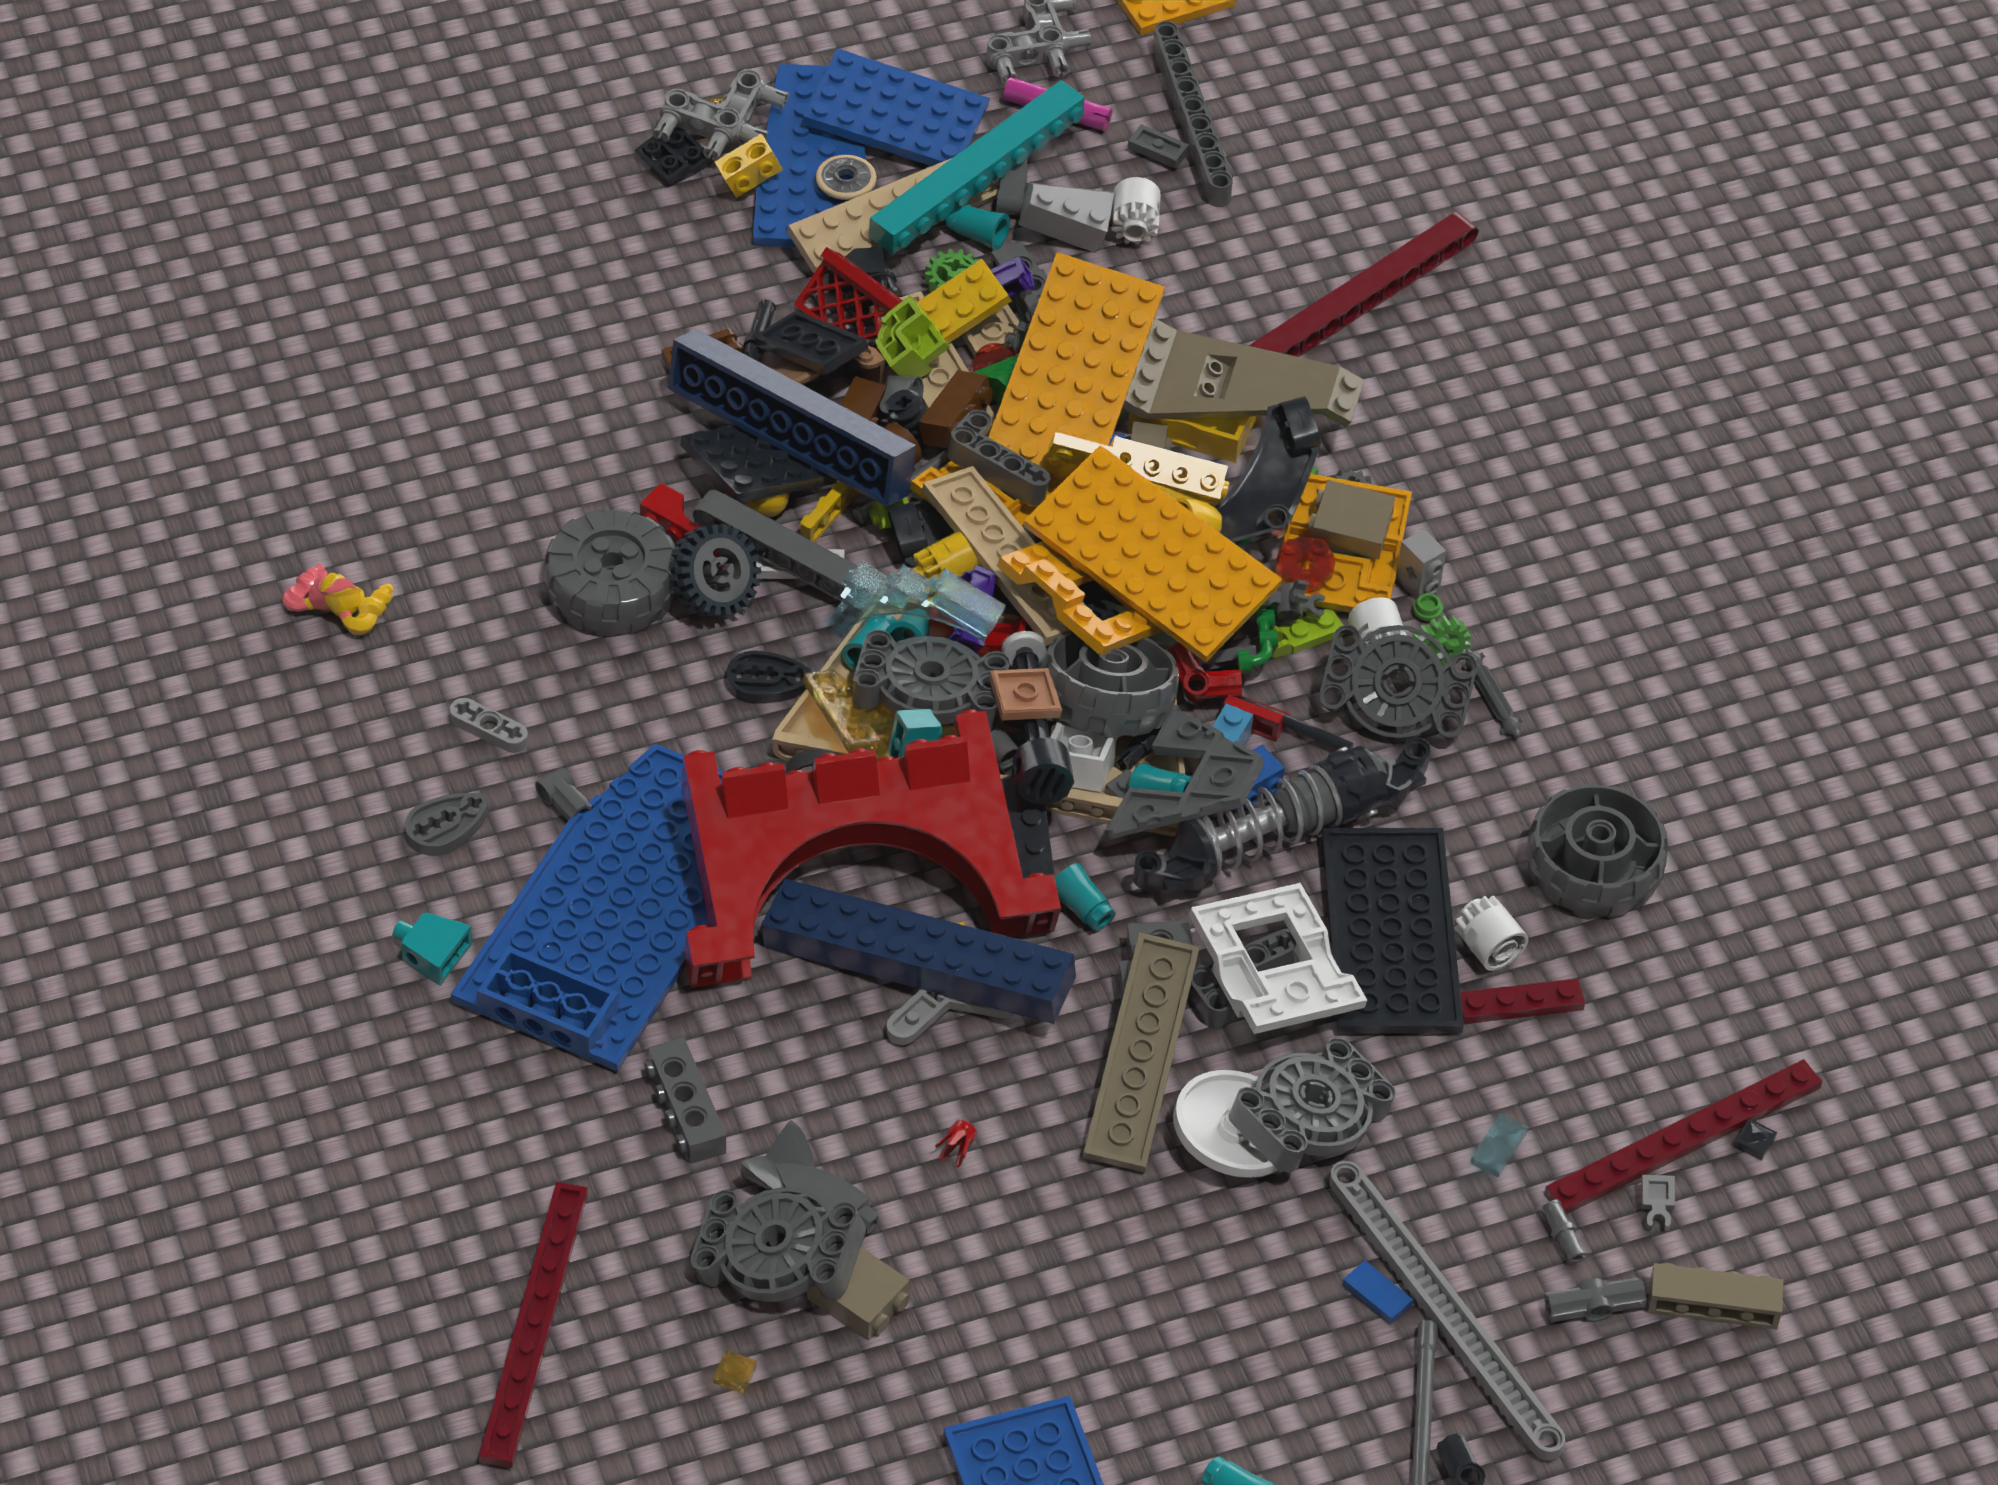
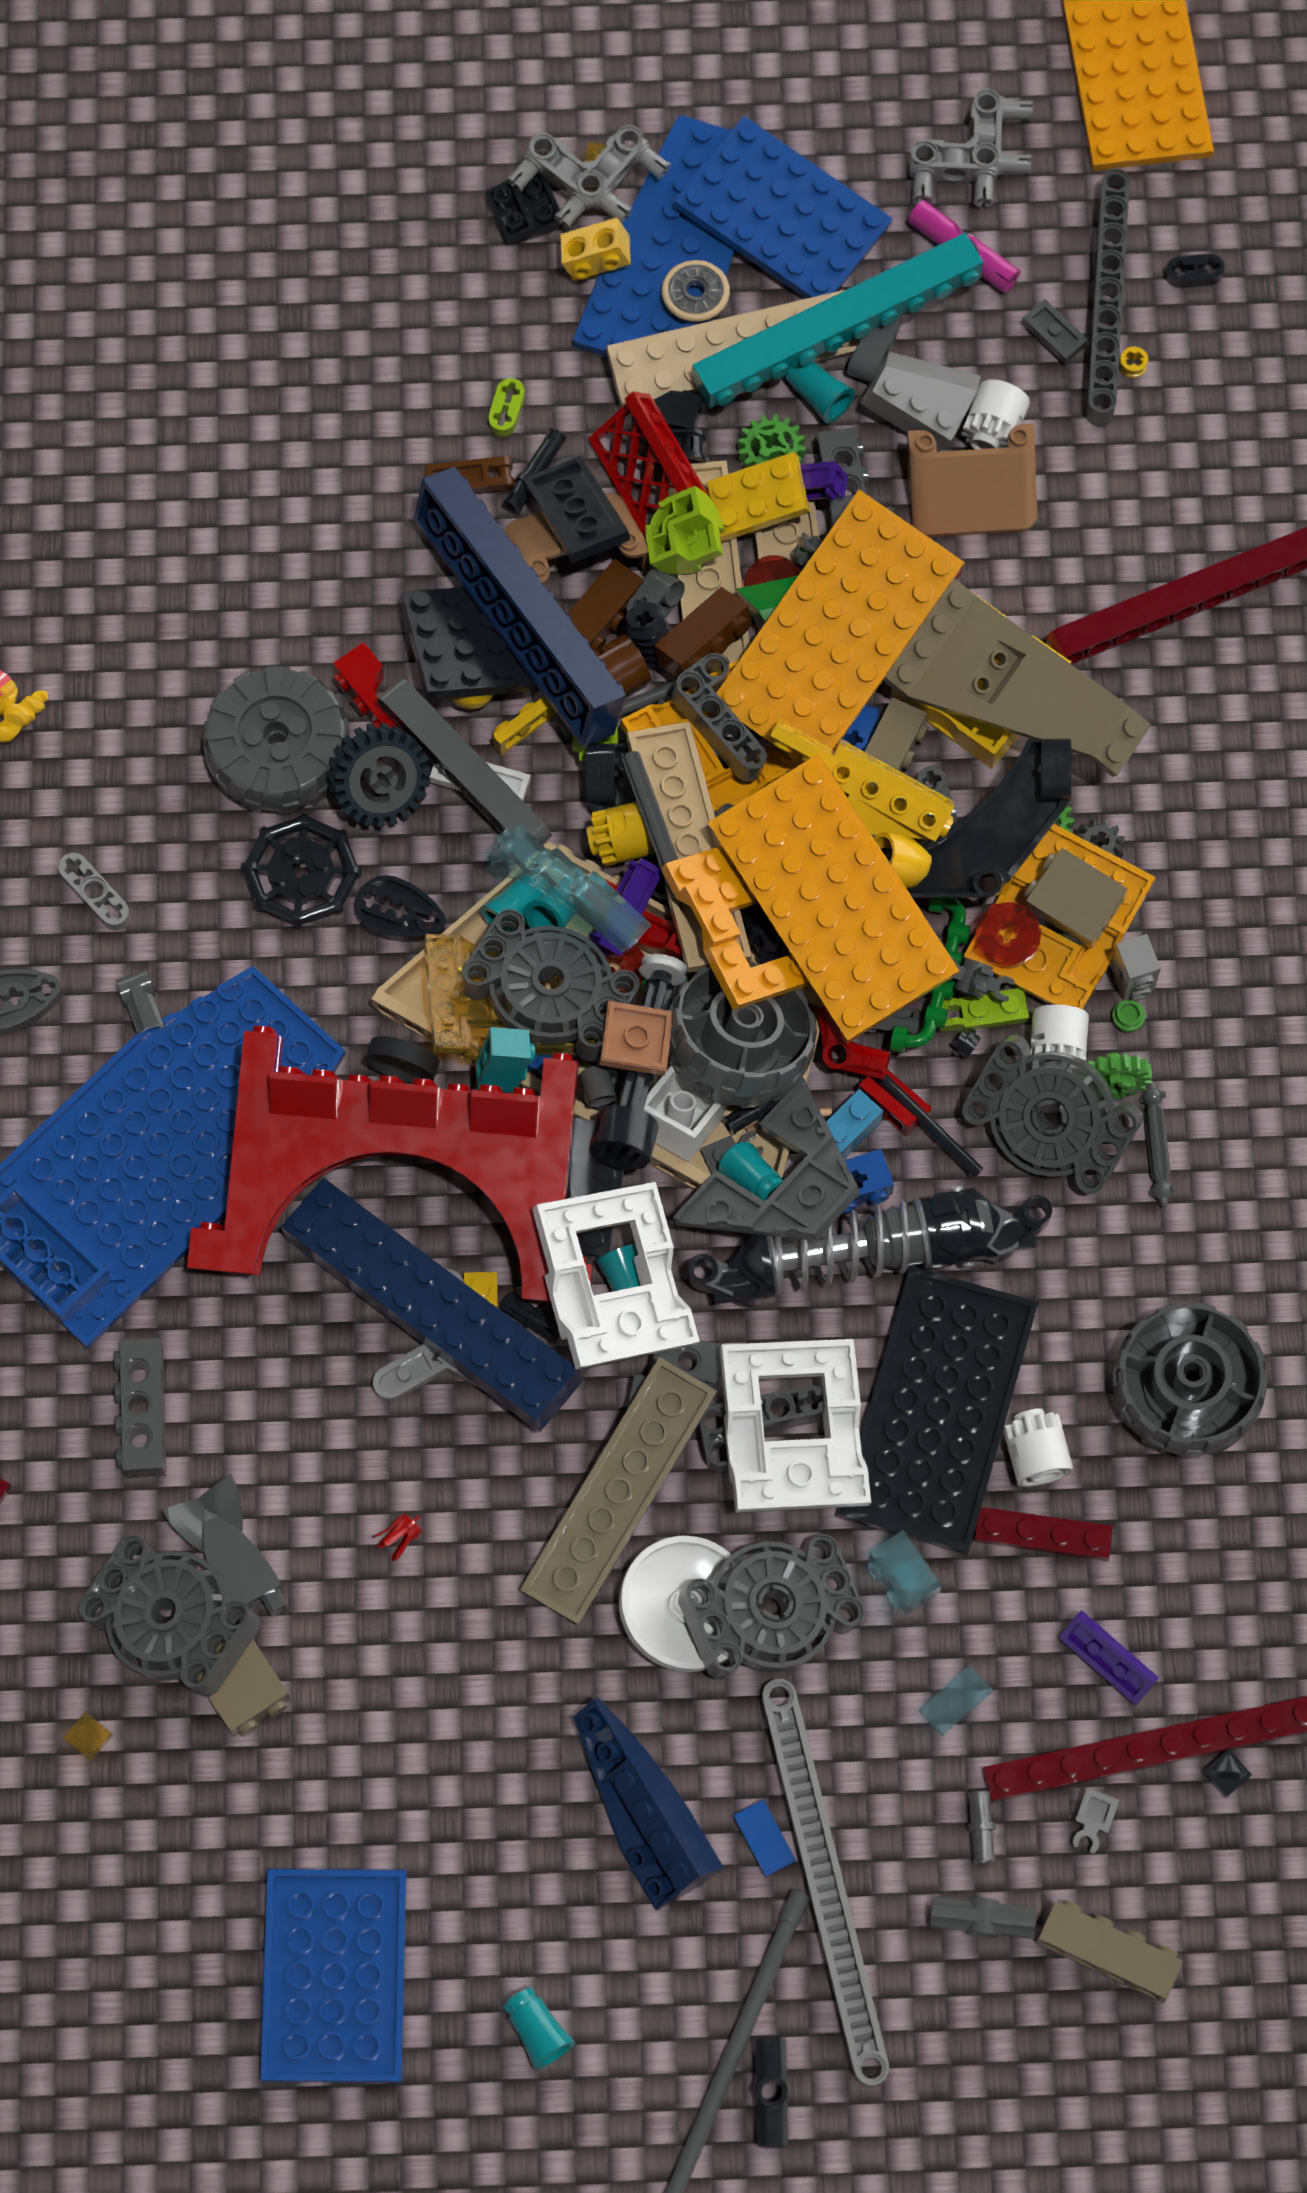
camera: 20 degrees right, 20 degrees up
(663, 654) = (297, 853): none -> black plate
(710, 297) = (500, 405): none -> lime beam
(970, 534) = (650, 809): none -> dark grey axle
(1084, 913) = (622, 1321): none -> white piece
(1148, 252) = (972, 488): none -> medium nougat windscreen
(1234, 154) = (1133, 353): none -> yellow bush
(1255, 82) = (1194, 270): none -> black beam
(1263, 1294) = (645, 1810): none -> dark blue wedge
(1299, 657) = (965, 1042): none -> black plate
(1414, 1056) = (903, 1573): none -> clear light blue brick
(1617, 1075) = (1108, 1657): none -> dark purple plate

